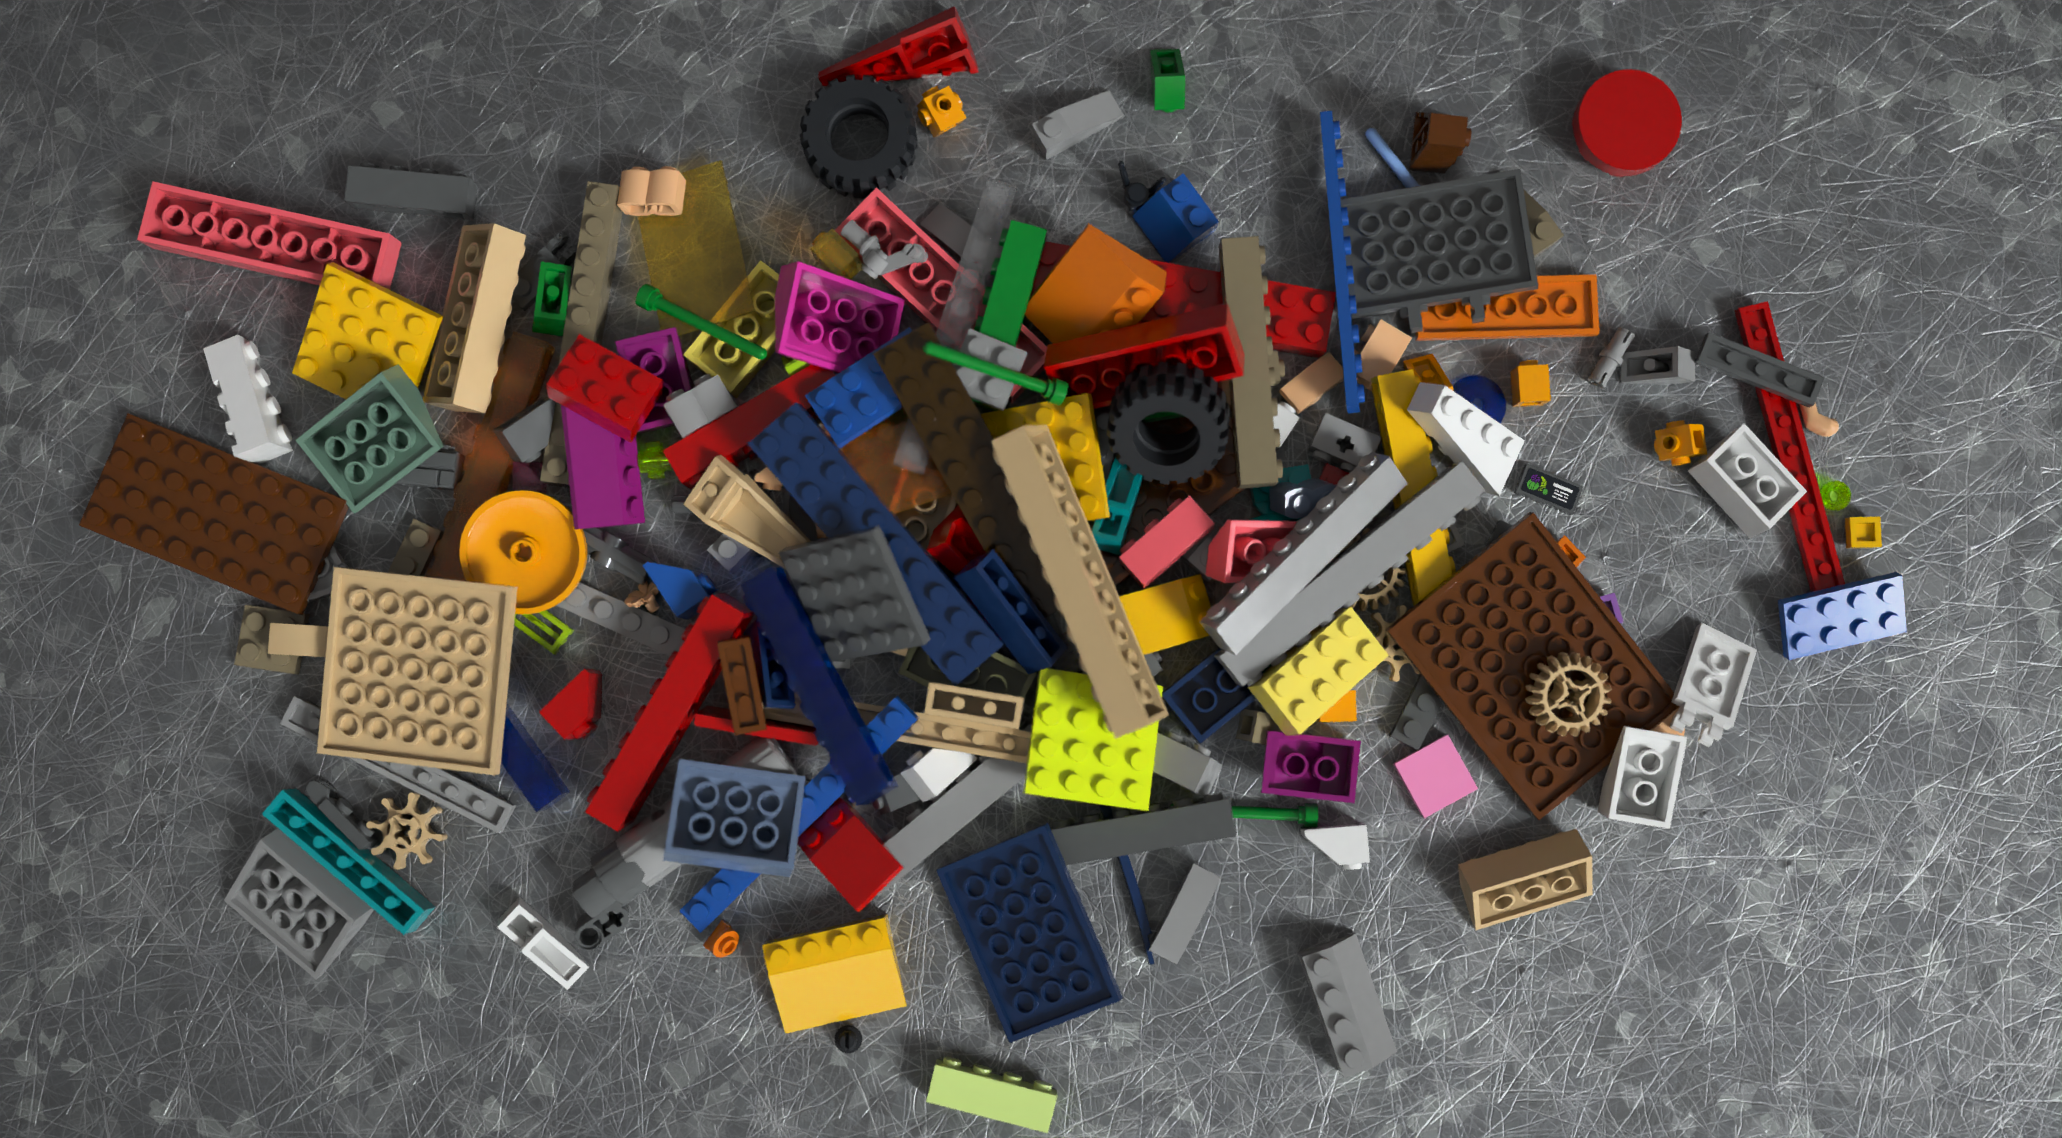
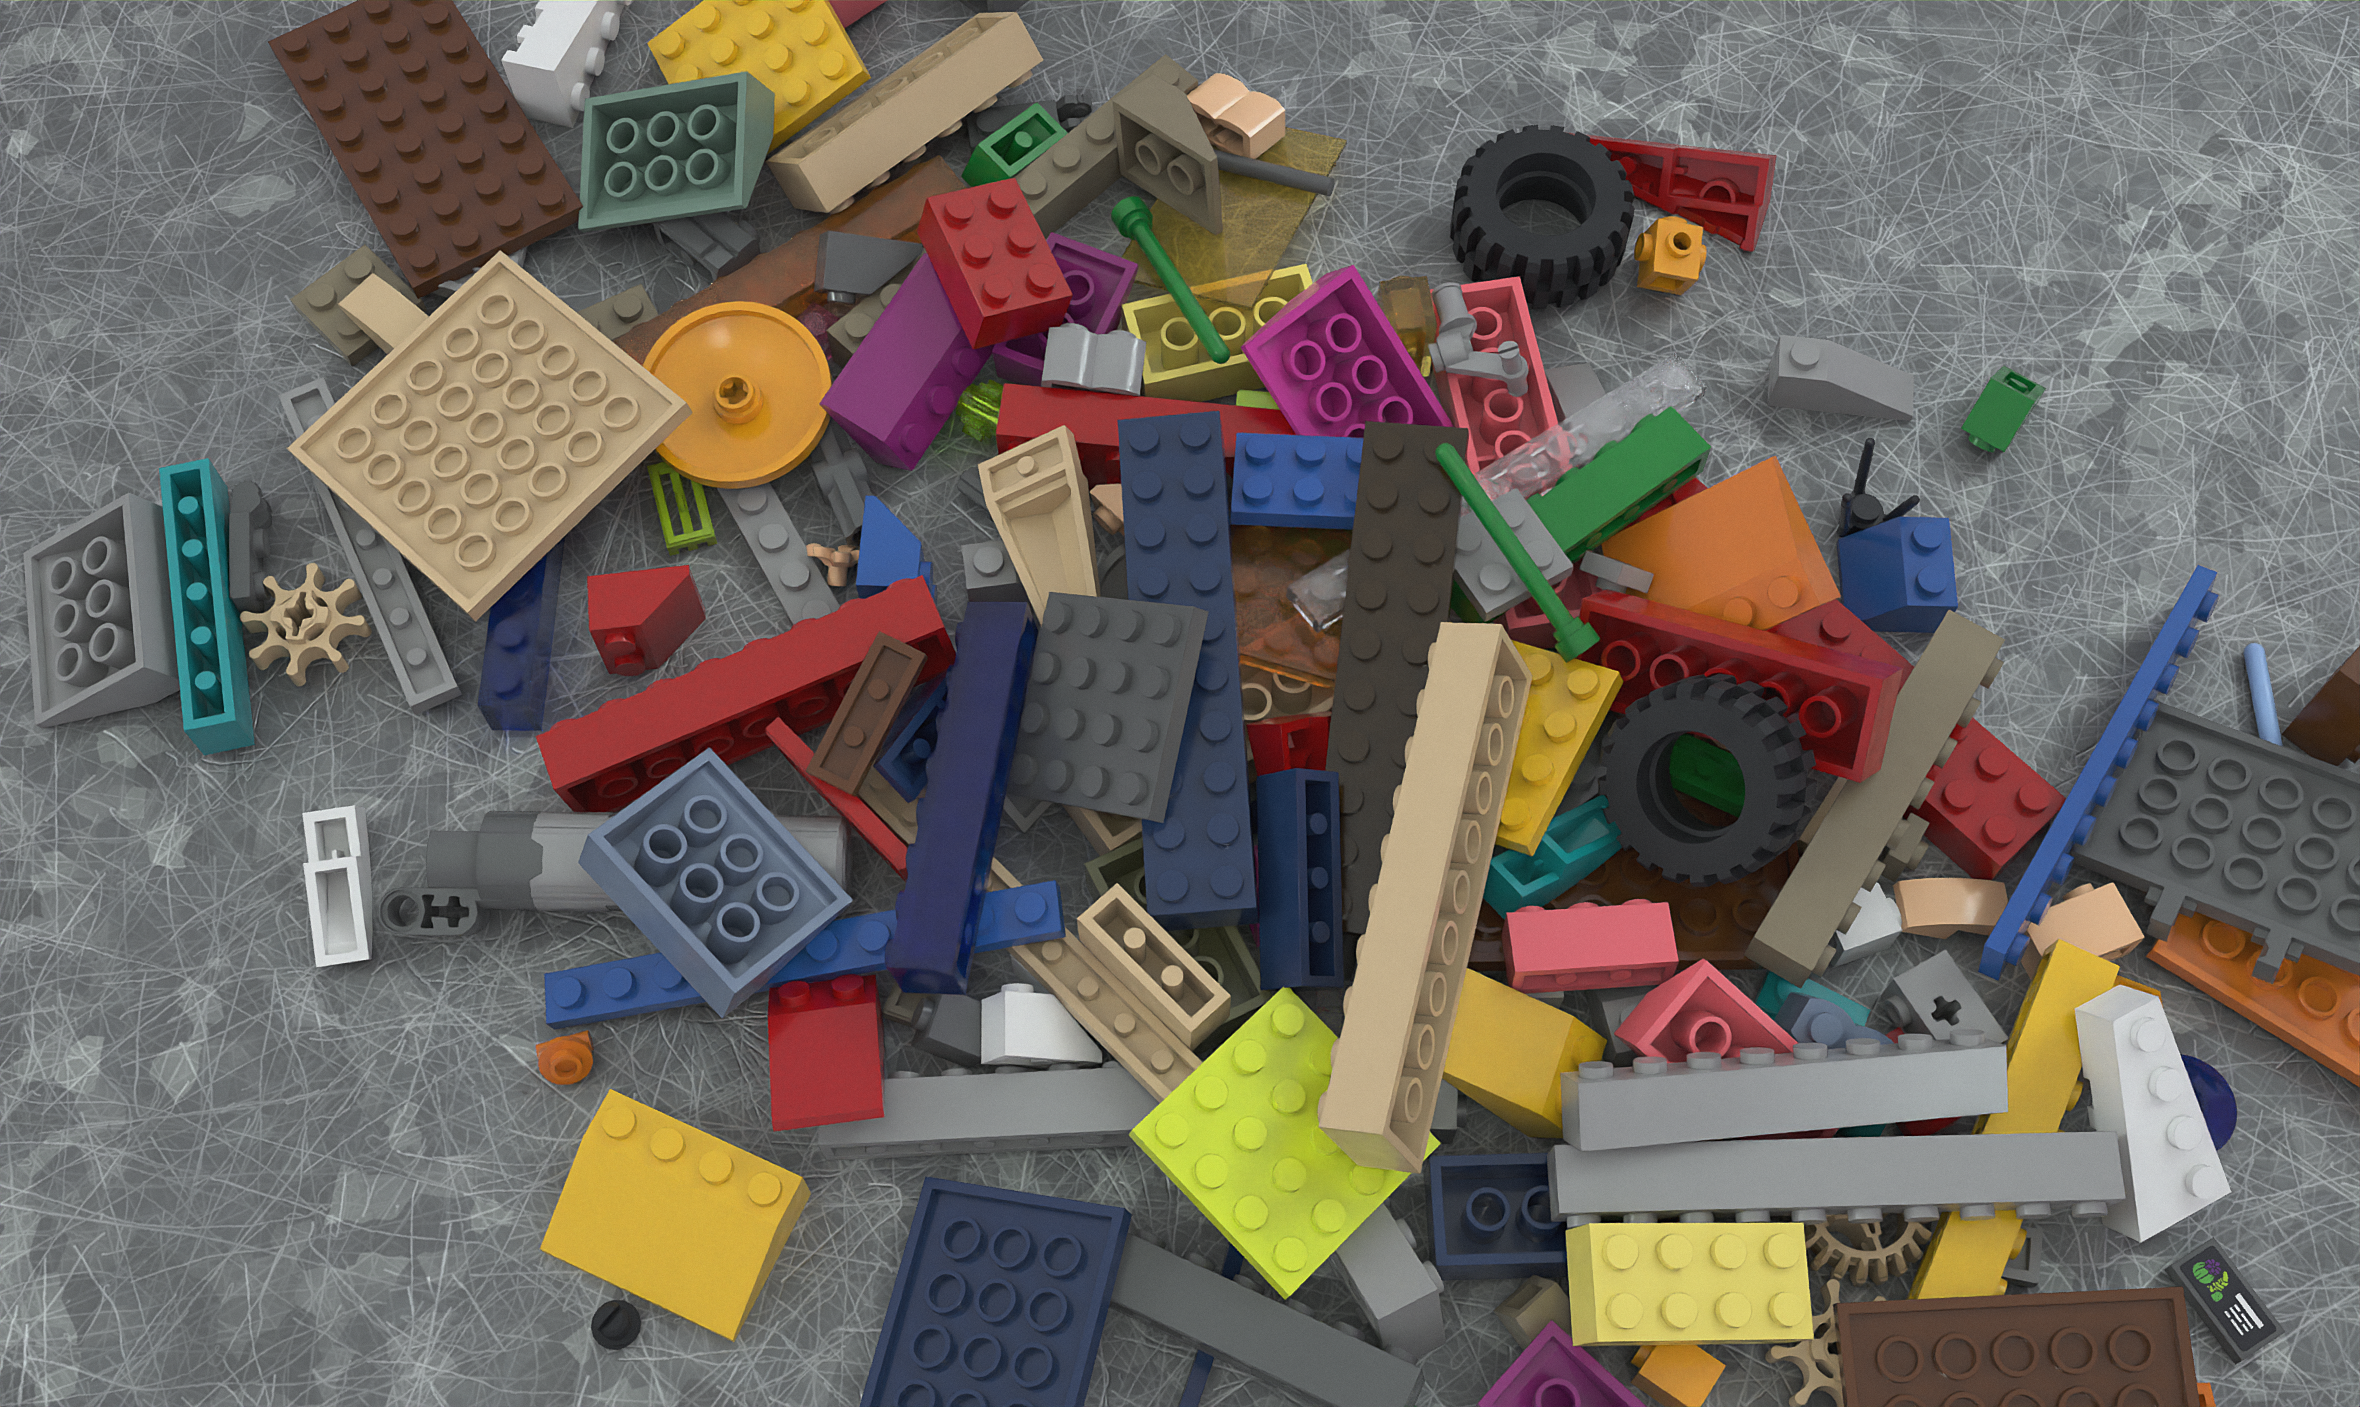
camera: 40 degrees right, 20 degrees down
(634, 245) = (1168, 150): none -> dark tan slope
(696, 214) = (1275, 173): none -> dark grey bar
(1044, 331) = (1615, 574): none -> light grey plate
(1530, 384) = (2288, 1128): light orange brick -> none

